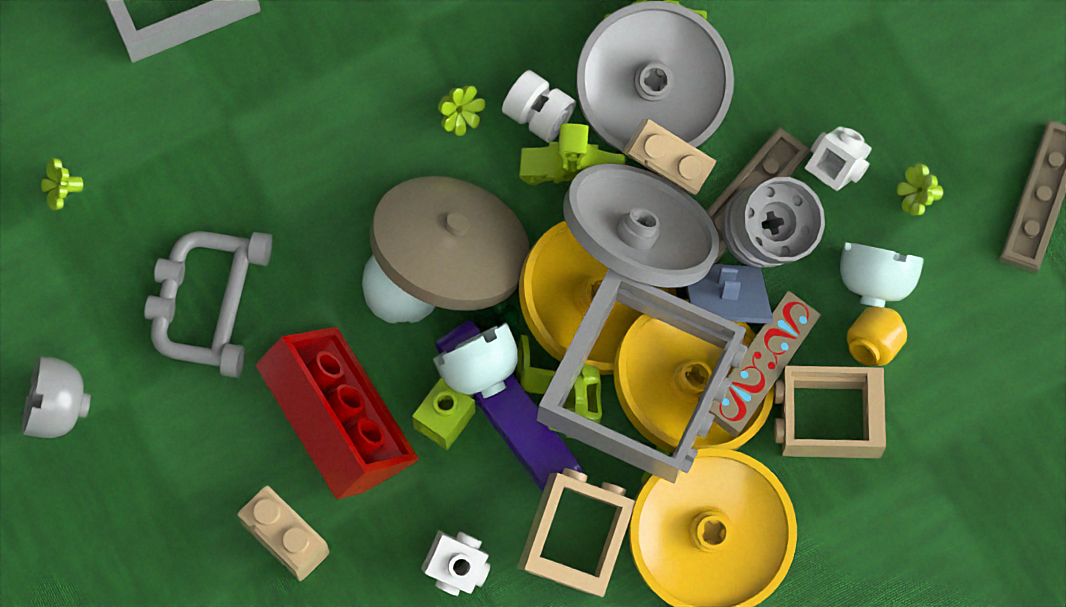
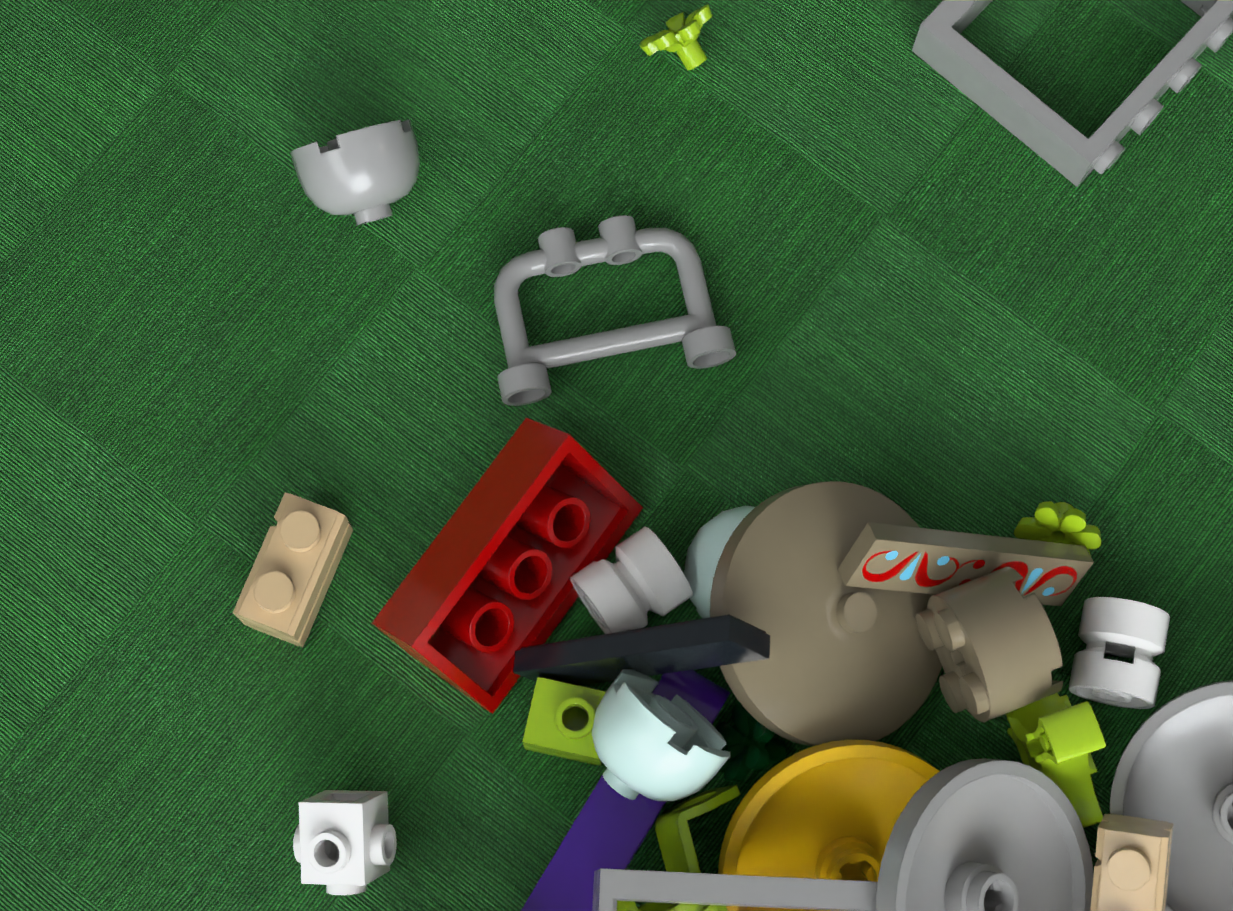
camera: 65 degrees right, 5 degrees up
(381, 340) = (638, 582): none -> white wheel
(426, 346) = (645, 650): none -> black tile
(455, 159) = (942, 559): none -> dark tan tile
(506, 164) = (991, 645): none -> dark tan brick

